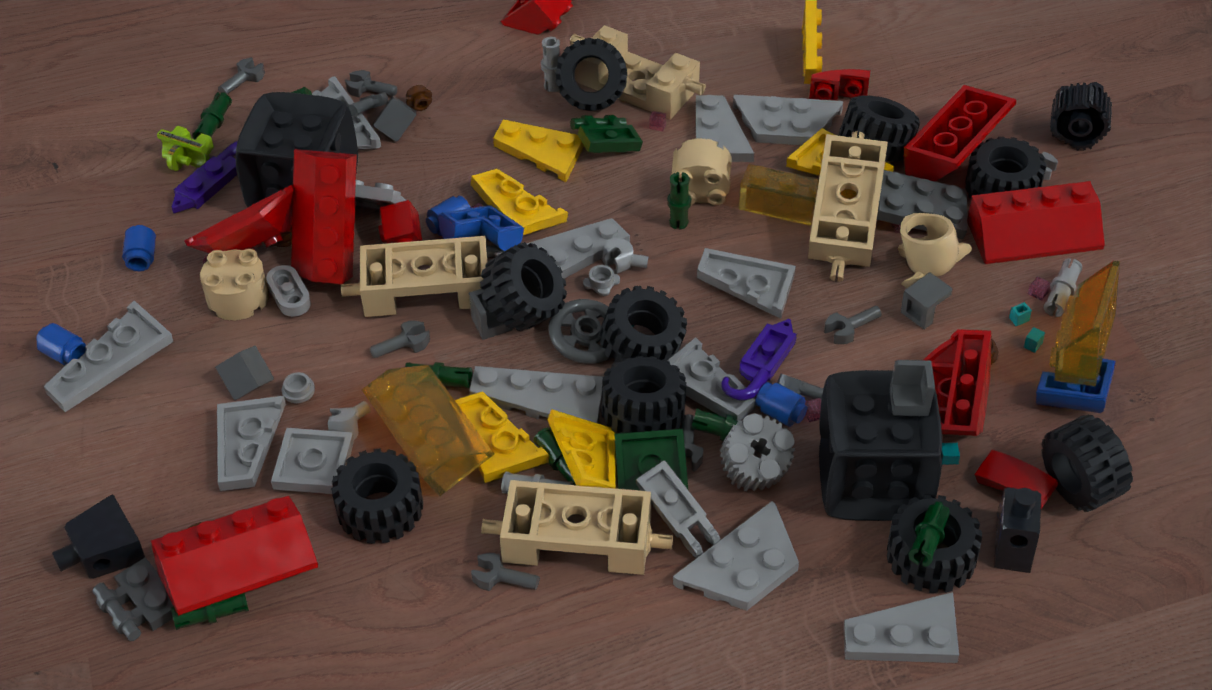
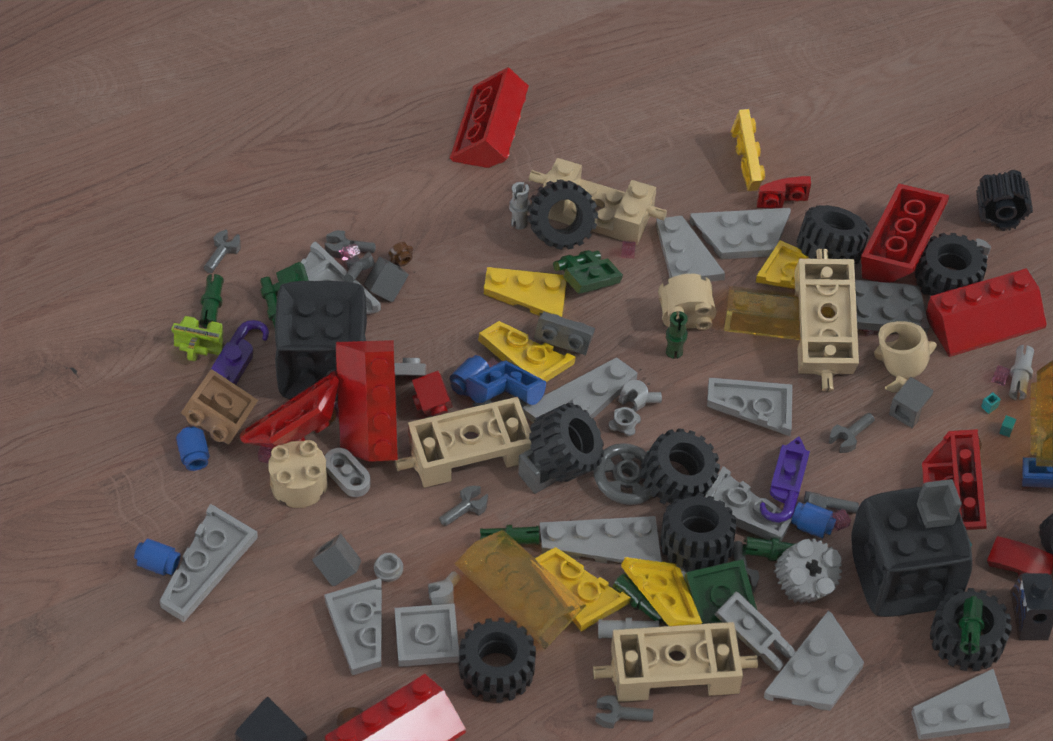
camera: 15 degrees left, 5 degrees up
(176, 210) = (219, 407): none -> medium nougat plate
(366, 90) = (349, 252): none -> clear pink piece
(561, 187) = (564, 333): none -> dark grey bracket

